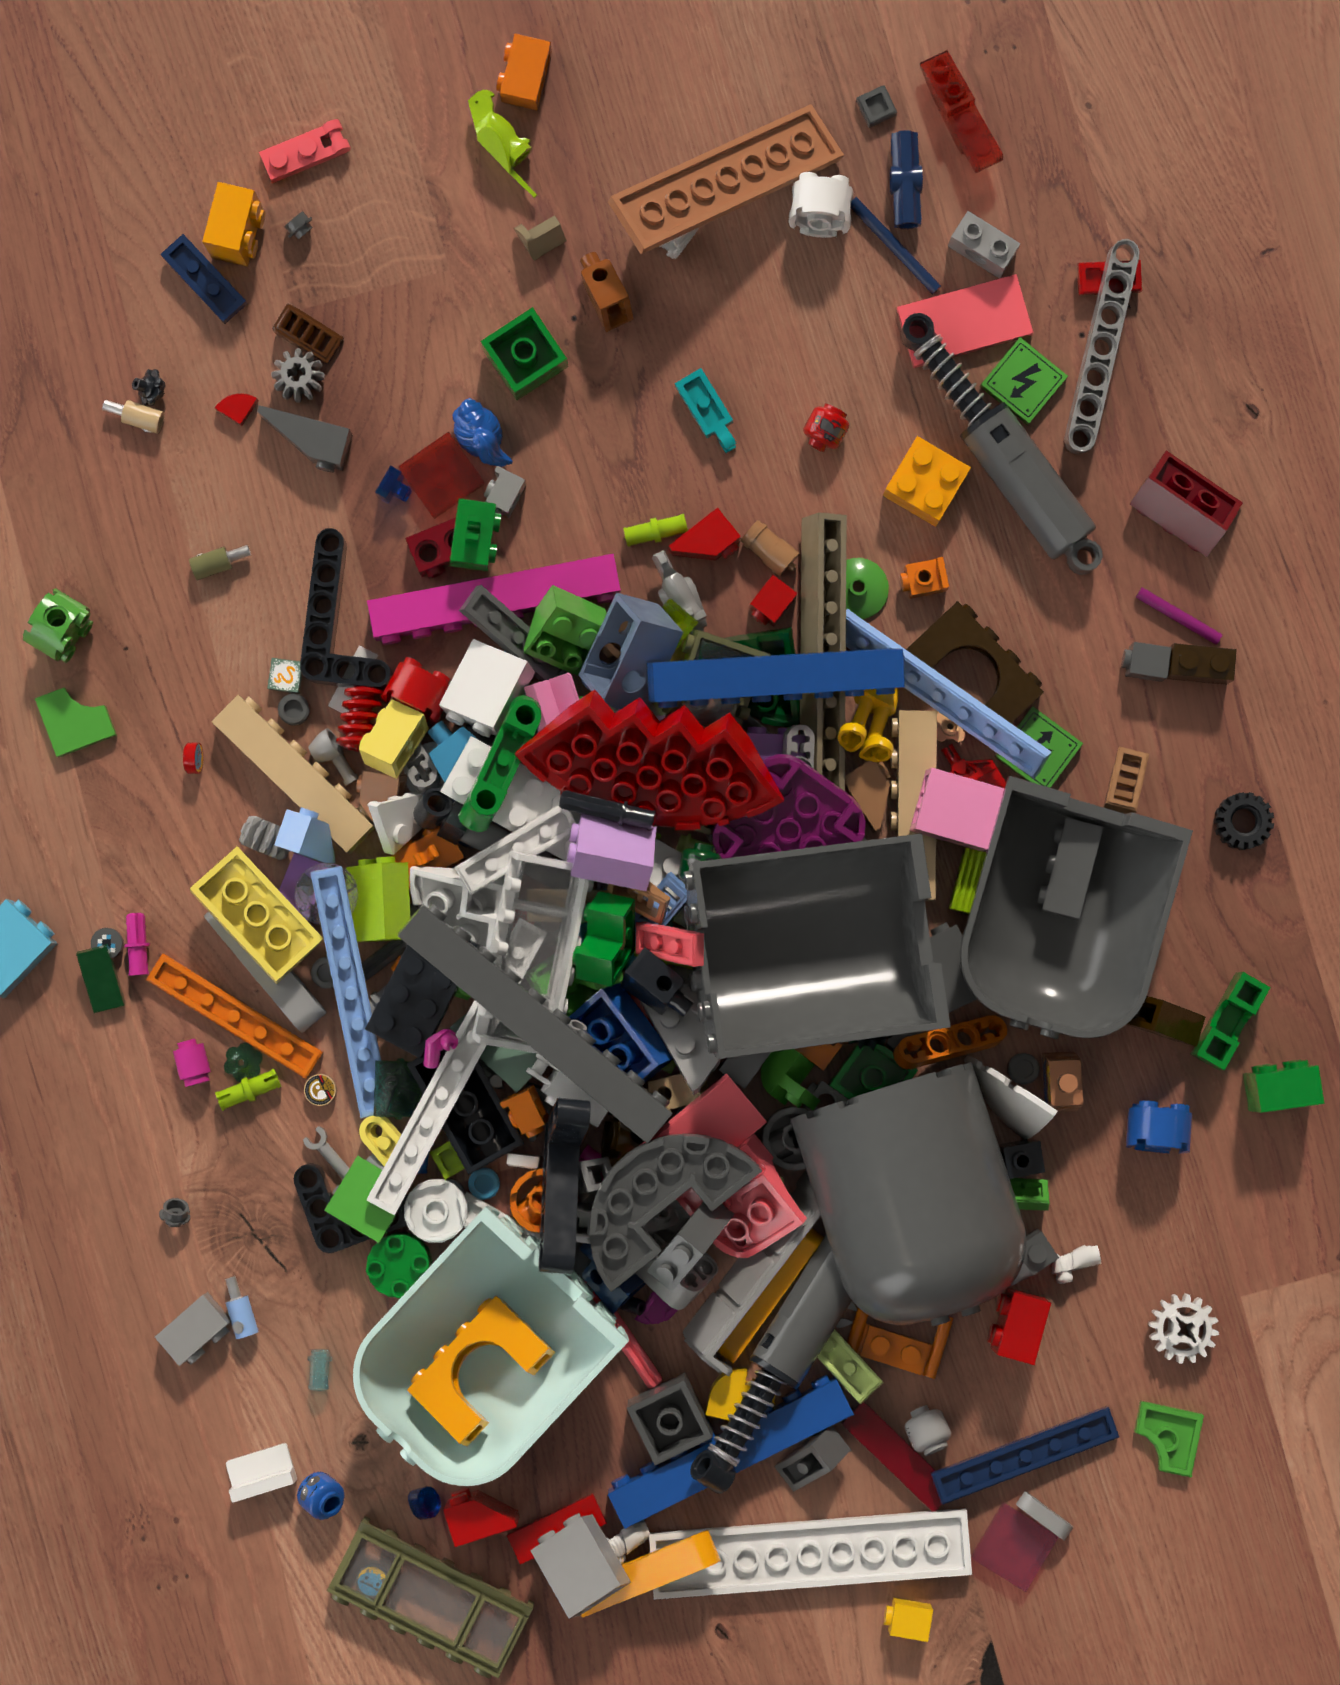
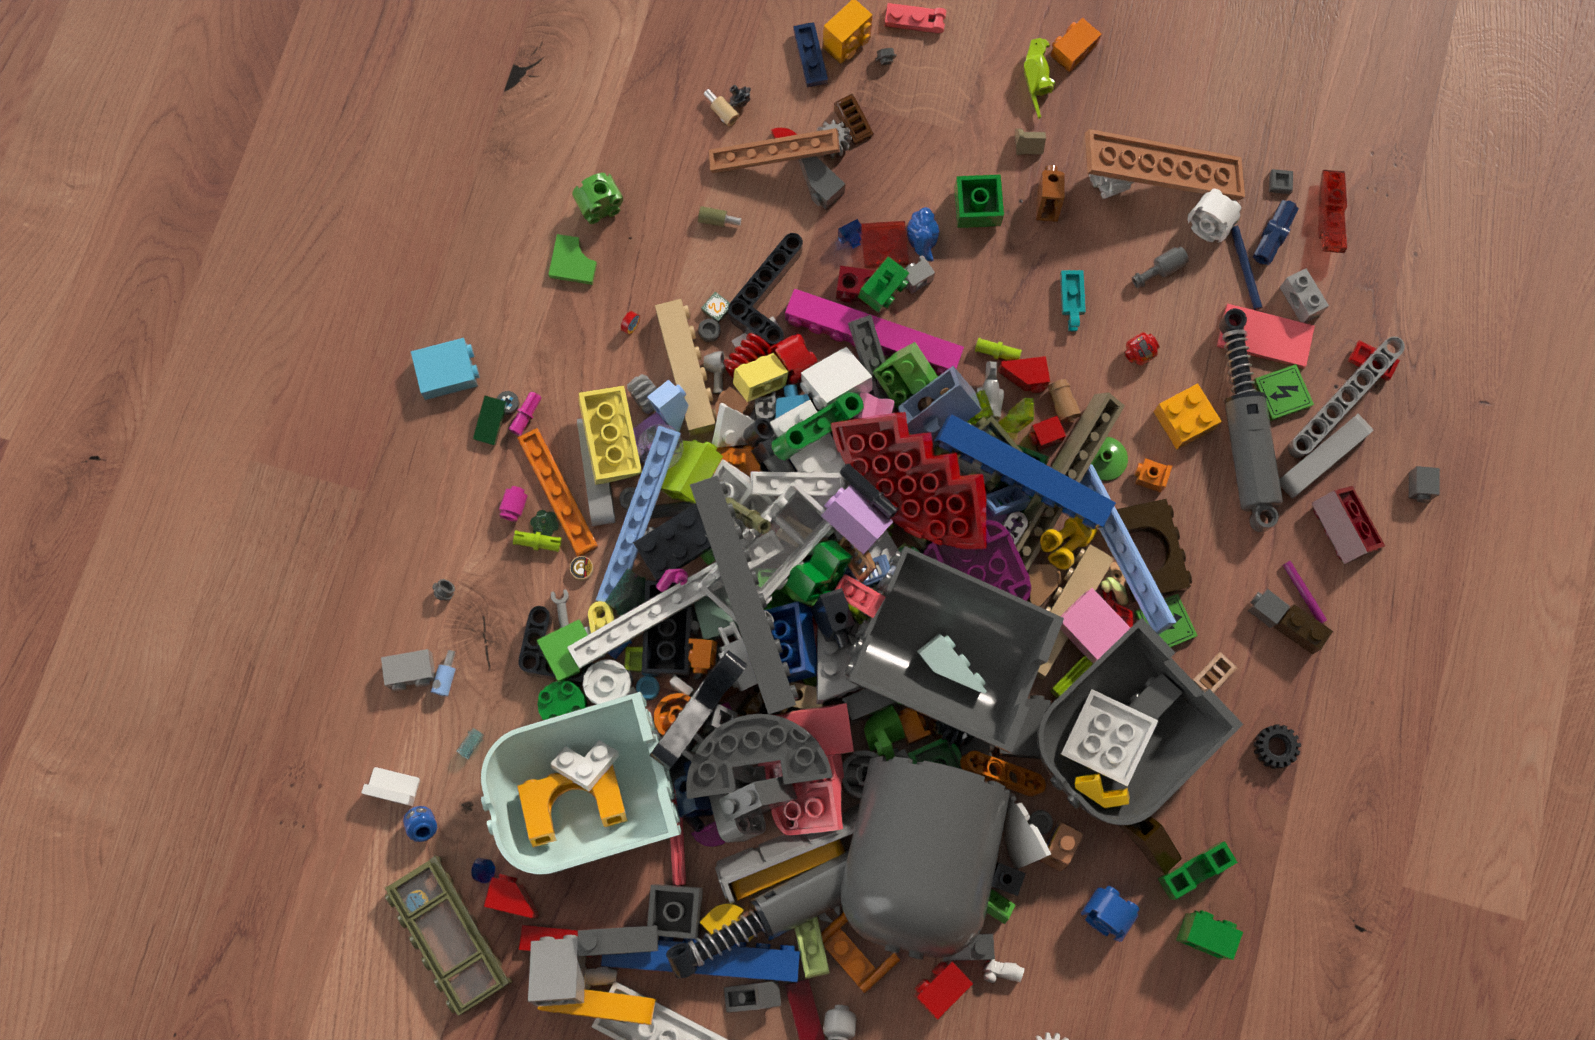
camera: 30 degrees right, 10 degrees down
(237, 438) = (774, 150): none -> nougat plate
(476, 1325) = (588, 769): none -> white plate
(489, 927) = (750, 518): none -> olive pin
(627, 1492) = (617, 940): none -> dark grey slope
(730, 602) = (1019, 416): none -> clear neon green panel
(791, 709) = (1019, 502): none -> medium blue slope
(795, 303) = (1163, 265): none -> dark grey piece
(815, 959) = (943, 660): none -> light aqua slope
(961, 743) = (1119, 590): none -> arm
(1048, 931) = (1109, 737): none -> white plate
(1061, 1001) = (1092, 787): none -> yellow slope
(1115, 433) = (1325, 456): none -> light grey beam
(1248, 400) = (1424, 483): none -> dark grey brick

